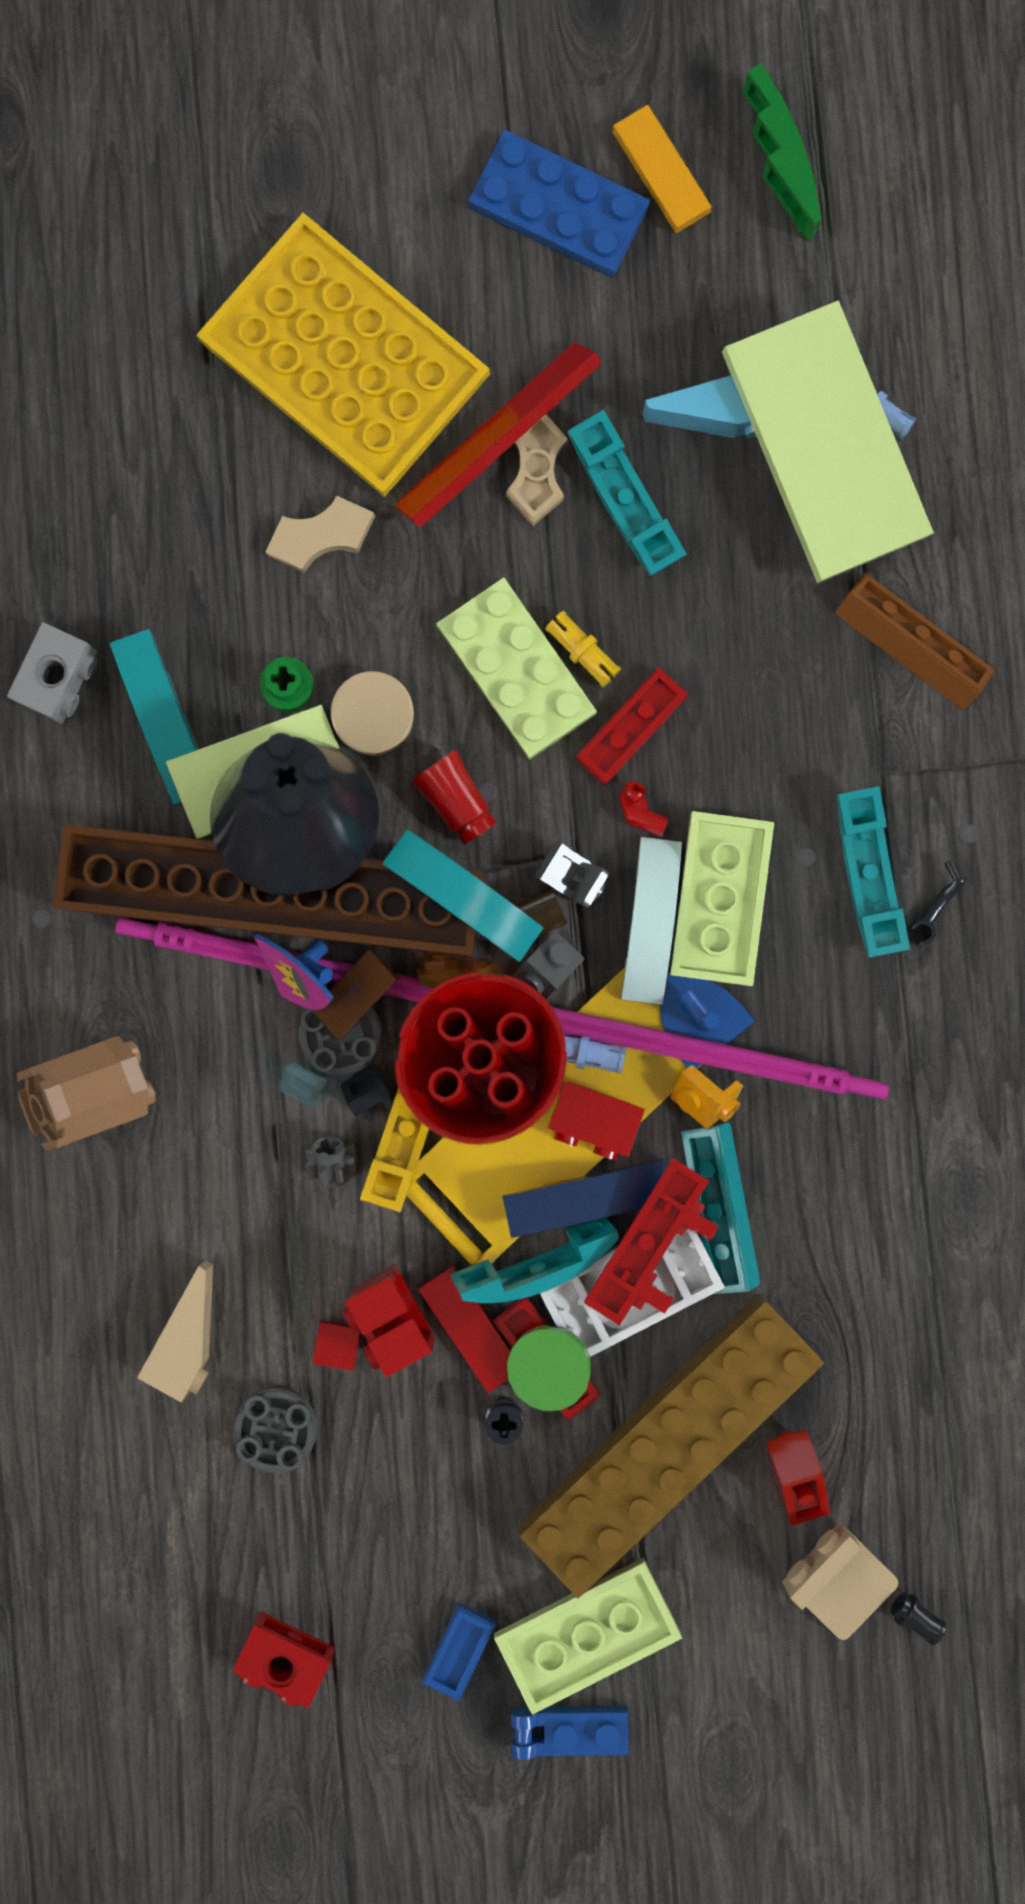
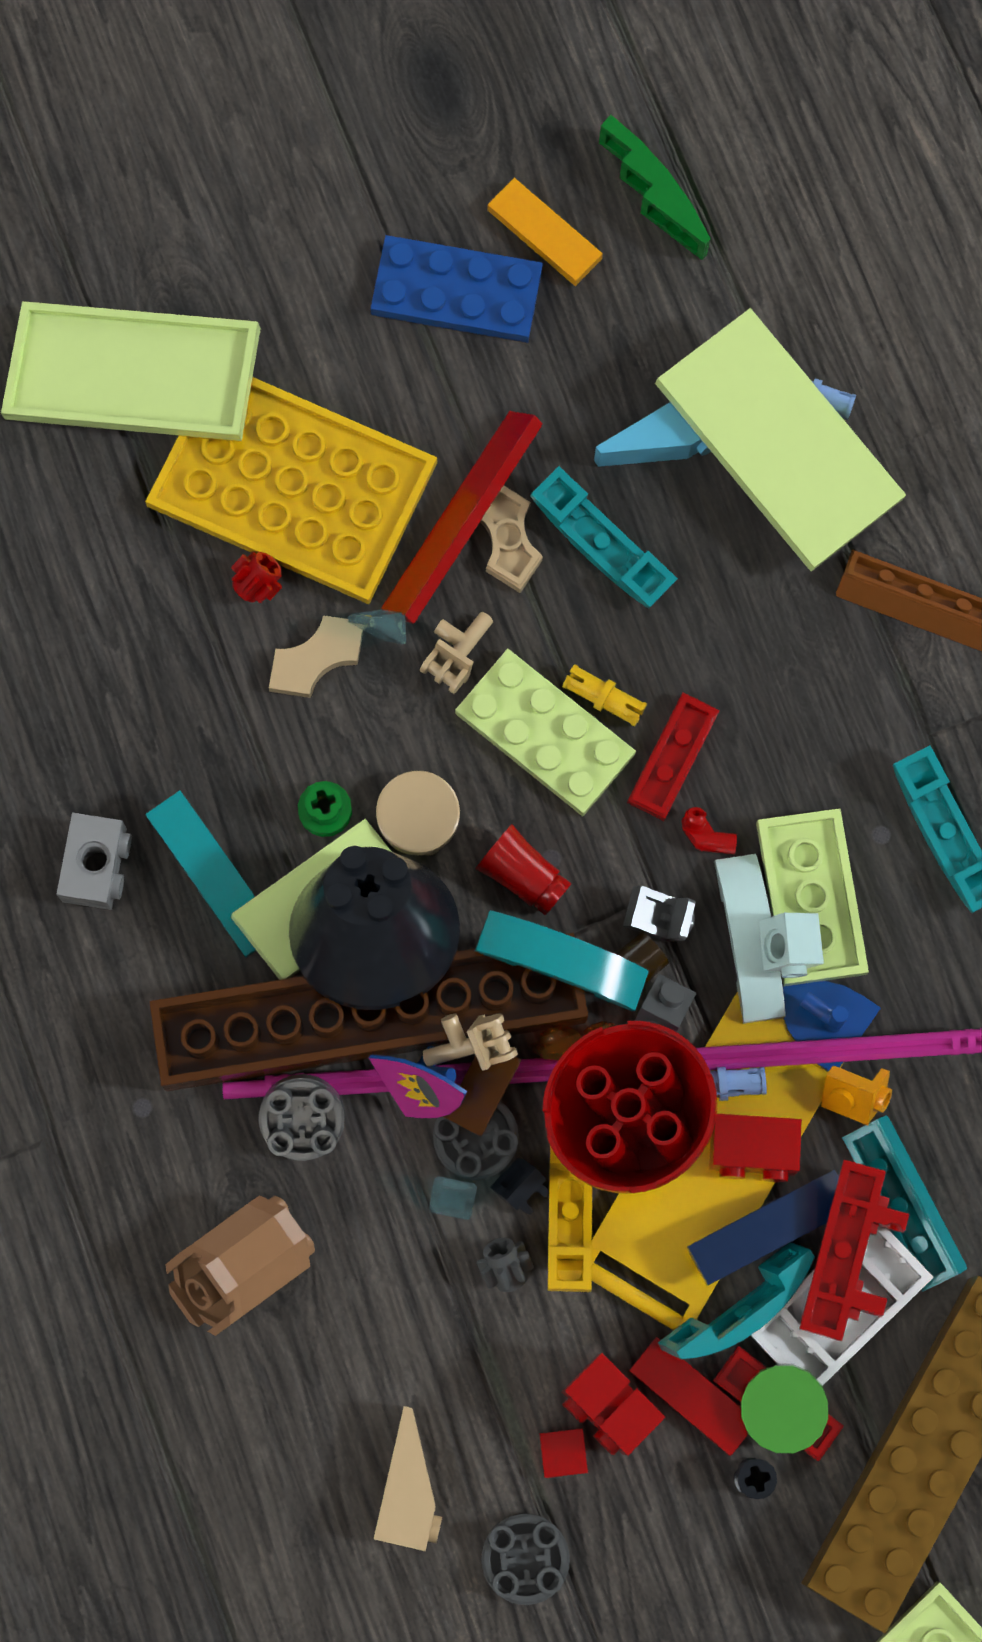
camera: 20 degrees left, 10 degrees down
(181, 971) = (301, 1117): none -> dark grey tile
(218, 199) = (131, 370): none -> yellowish green tile
(282, 440) = (256, 577): none -> red gear
(364, 951) = (485, 1040): none -> tan arm
(389, 519) = (382, 624): none -> clear light blue slope
(450, 573) = (451, 663): none -> tan arm
(686, 941) = (791, 943): none -> light aqua brick

